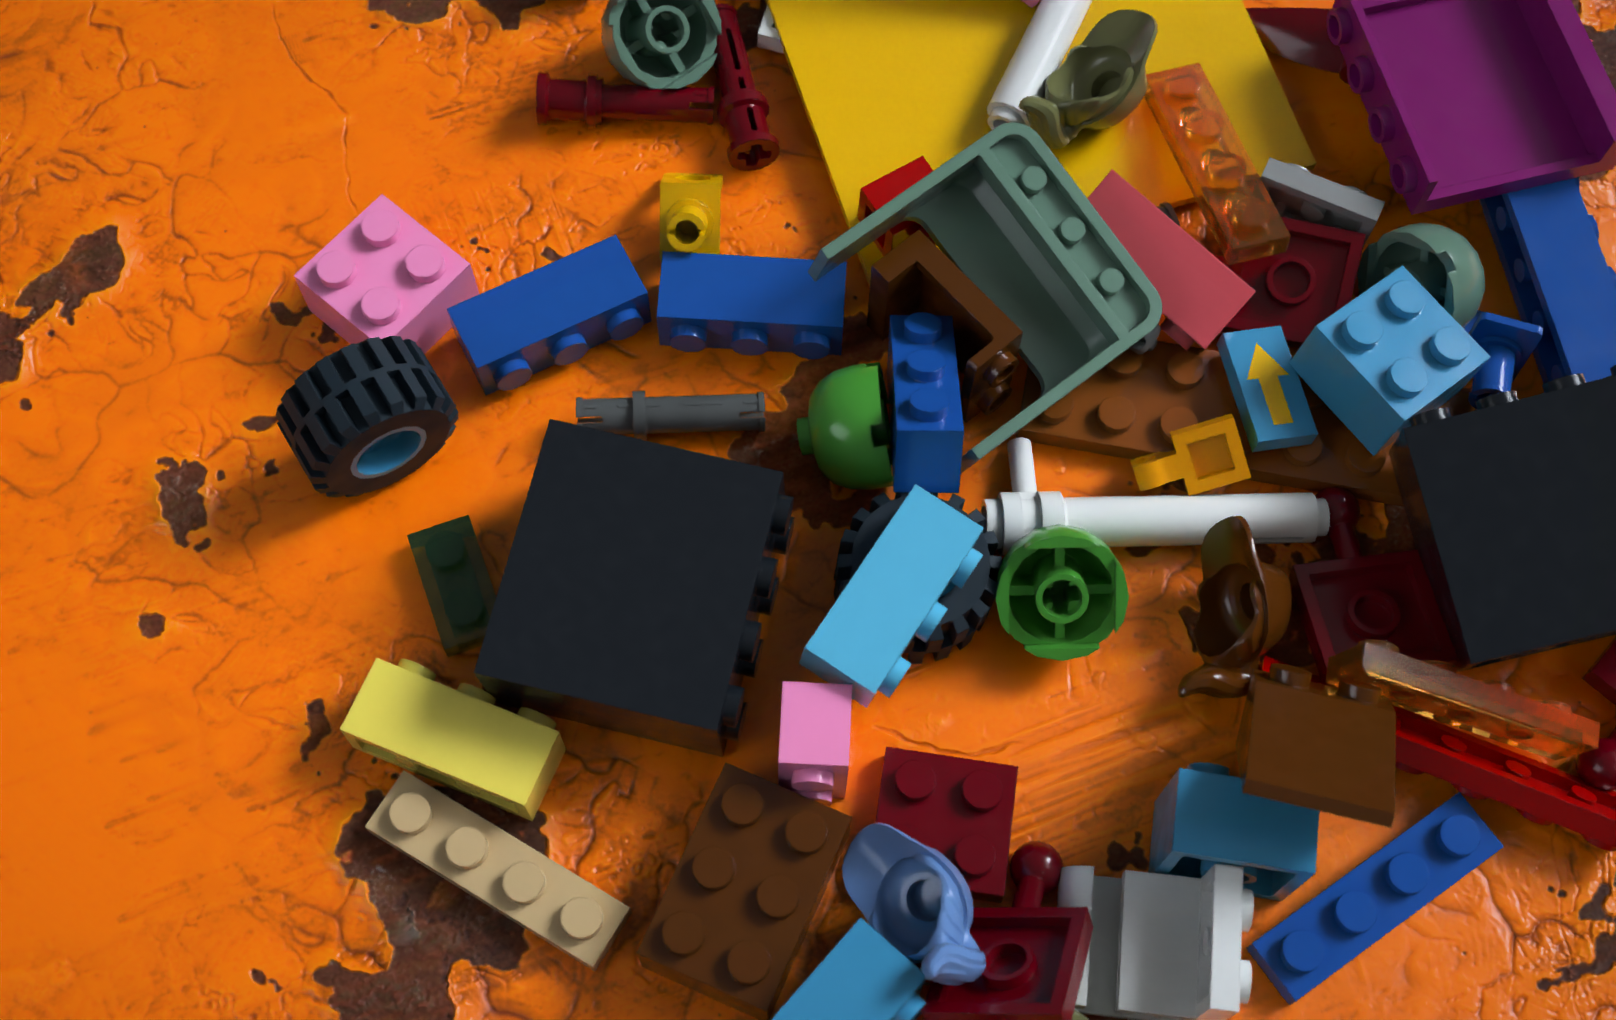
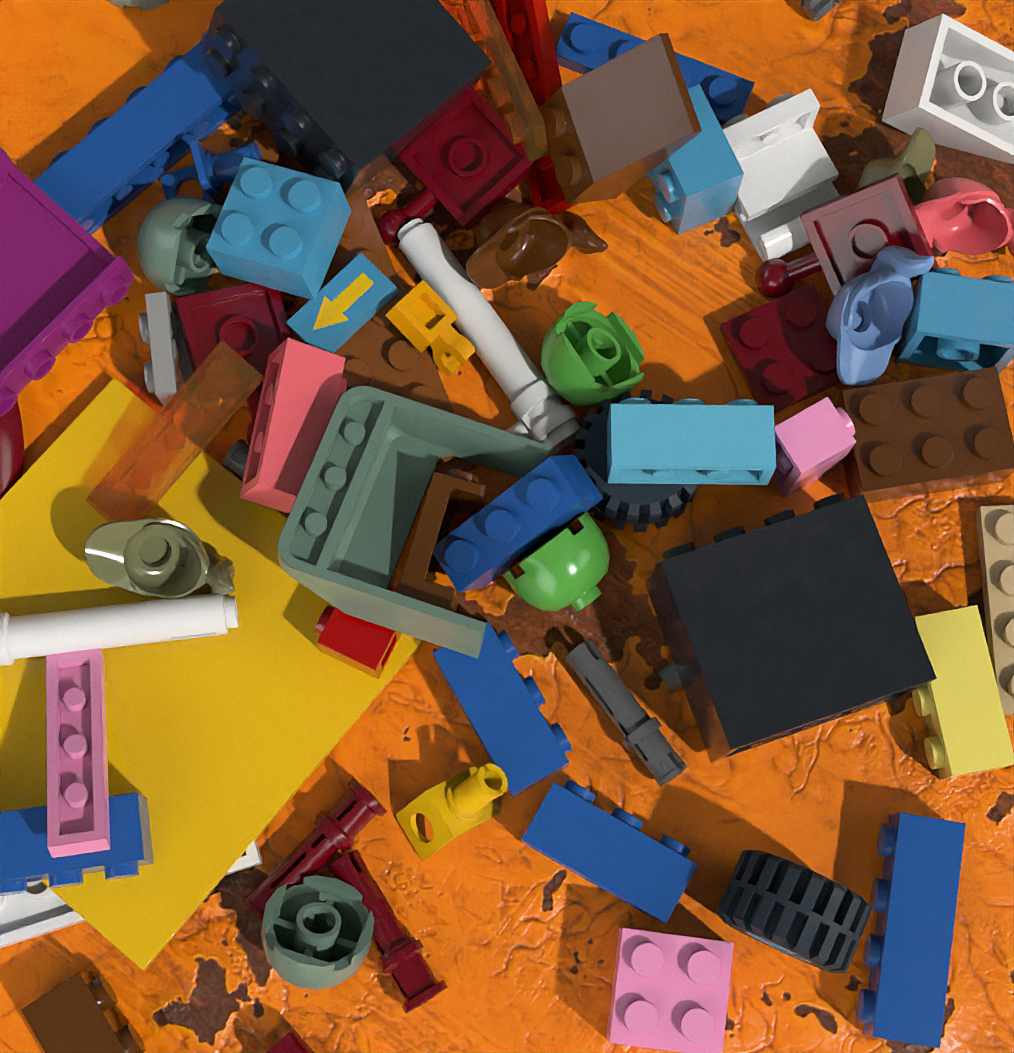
camera: 120 degrees left, 10 degrees up
(272, 538) = (912, 929): none -> blue brick
(455, 582) = (848, 776): clear green plate -> none

